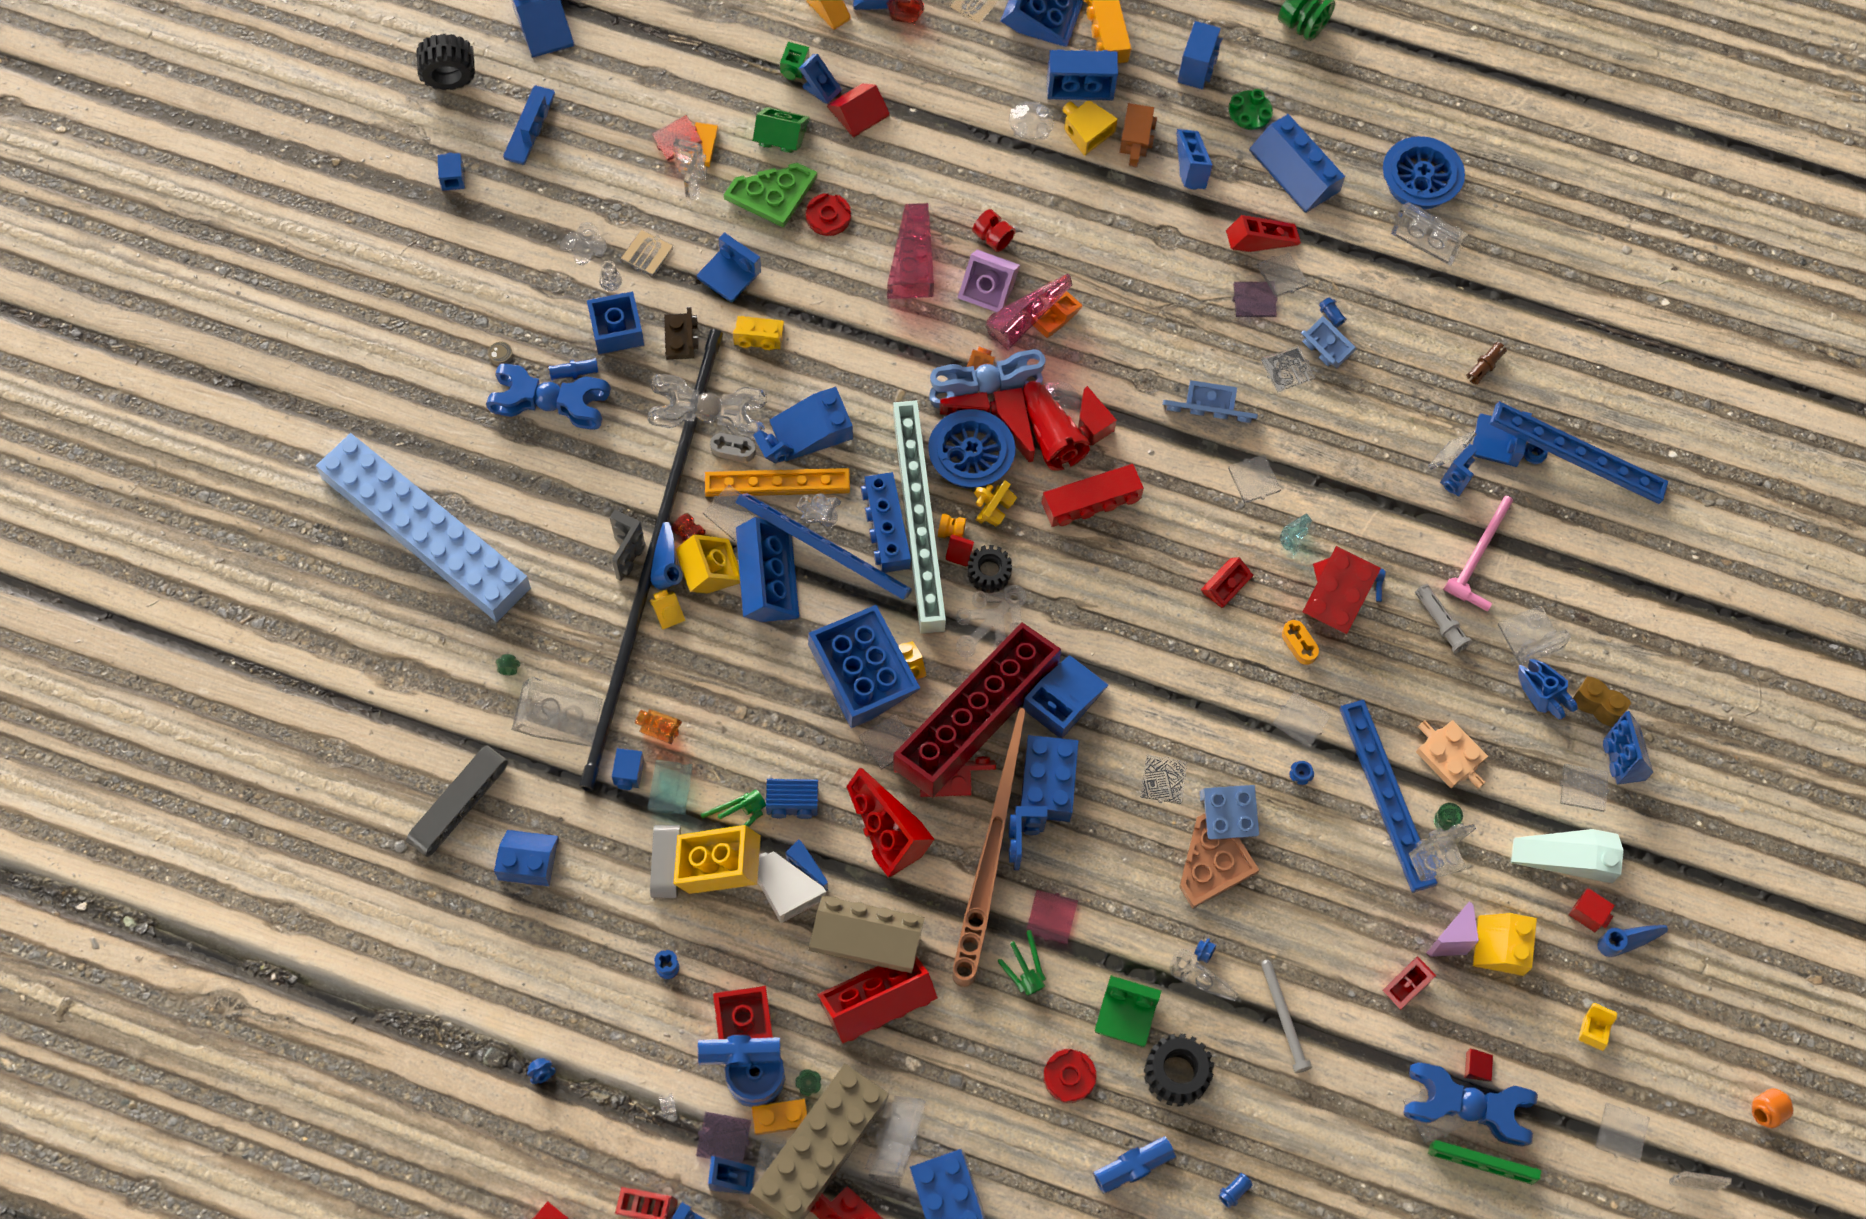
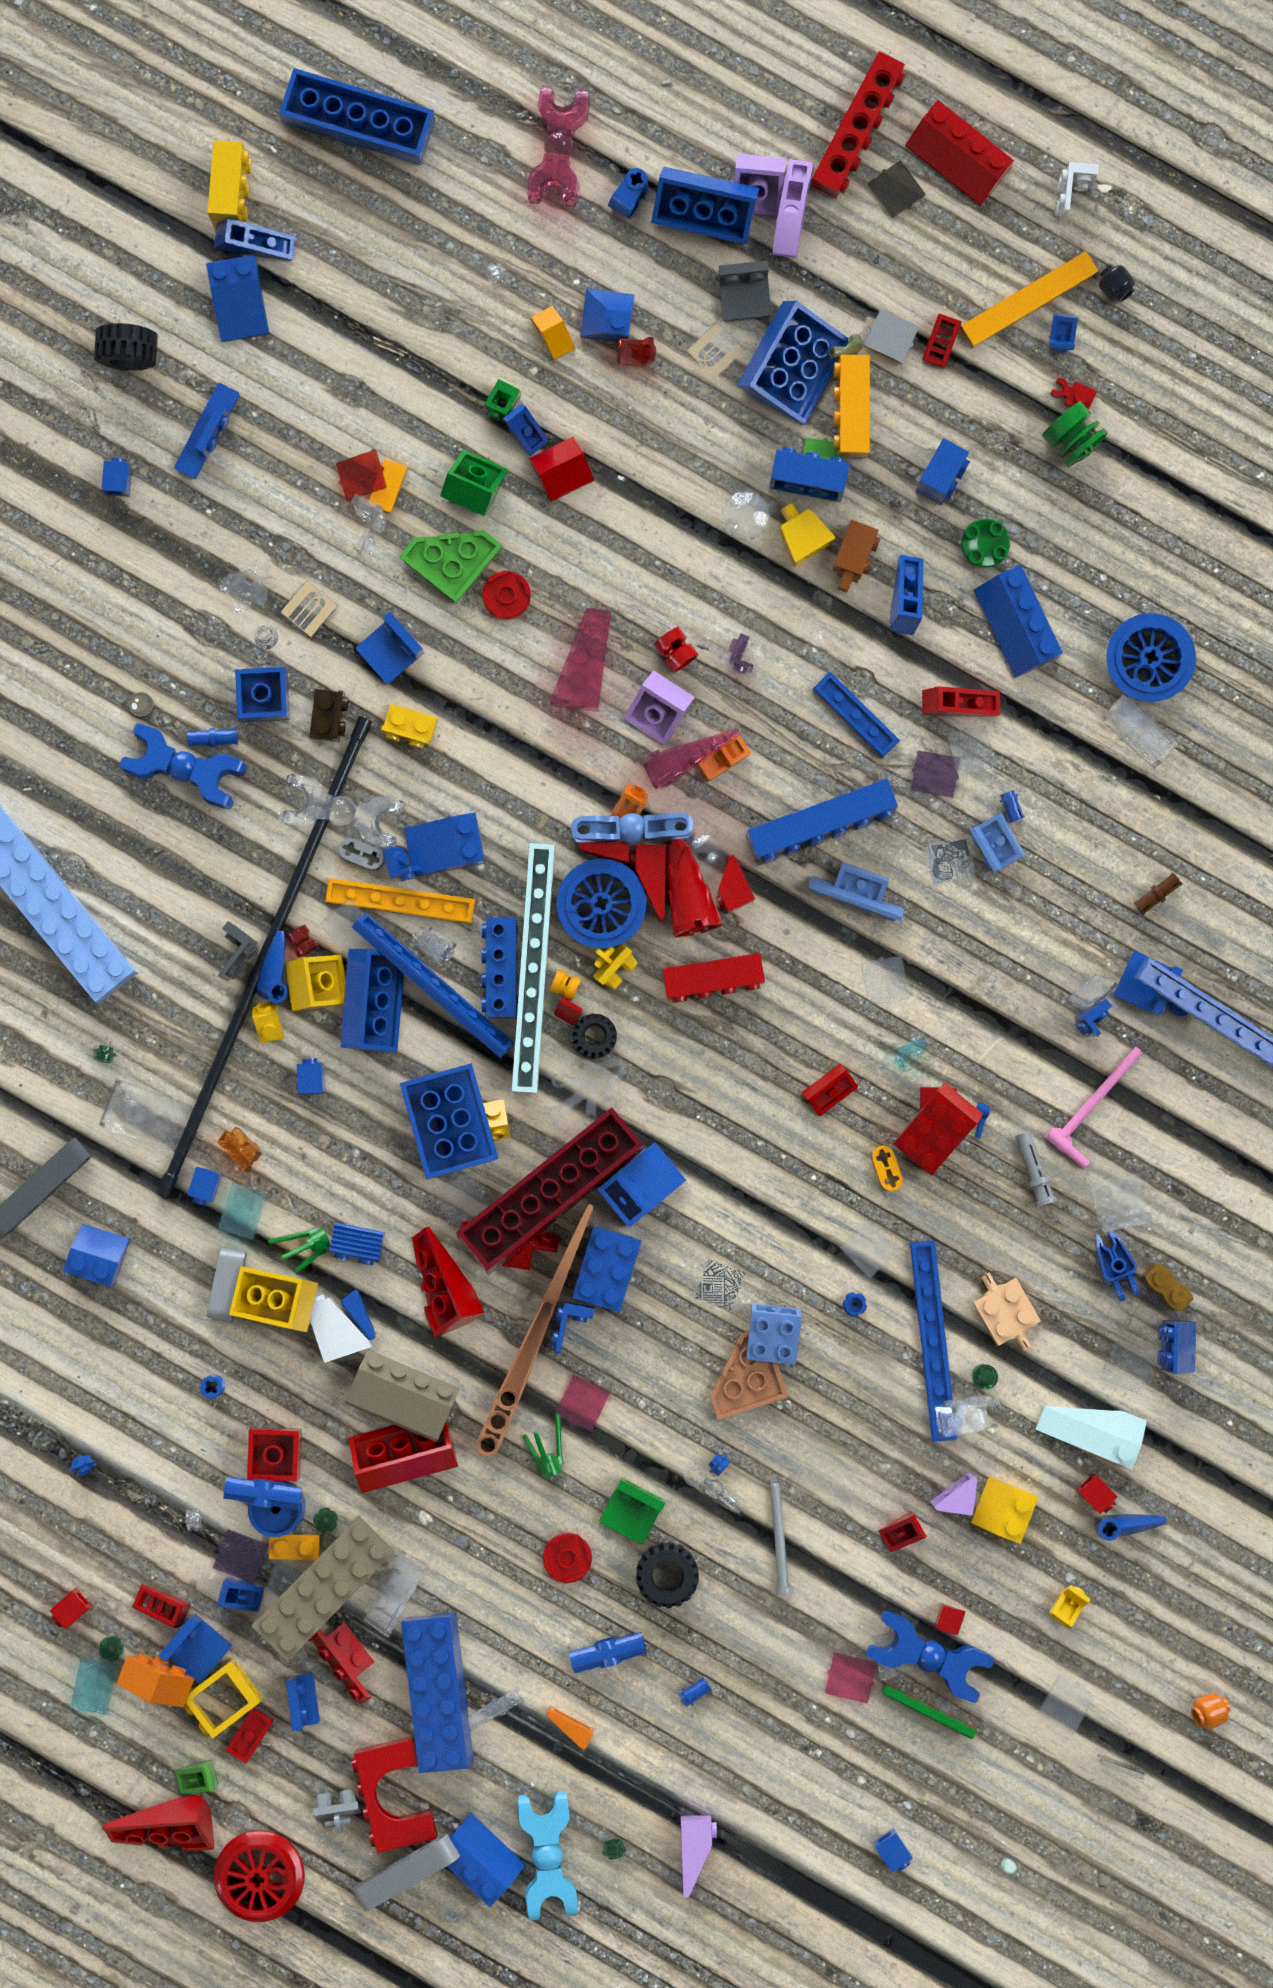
camera: 15 degrees right, 20 degrees up
(718, 651) = (310, 1077): none -> blue brick
(1054, 234) = (737, 649): none -> clear purple bracket
(1162, 345) = (822, 820): none -> blue brick
(1170, 262) = (856, 714): none -> blue tile
(1393, 1146) = (850, 1677): none -> clear pink piece

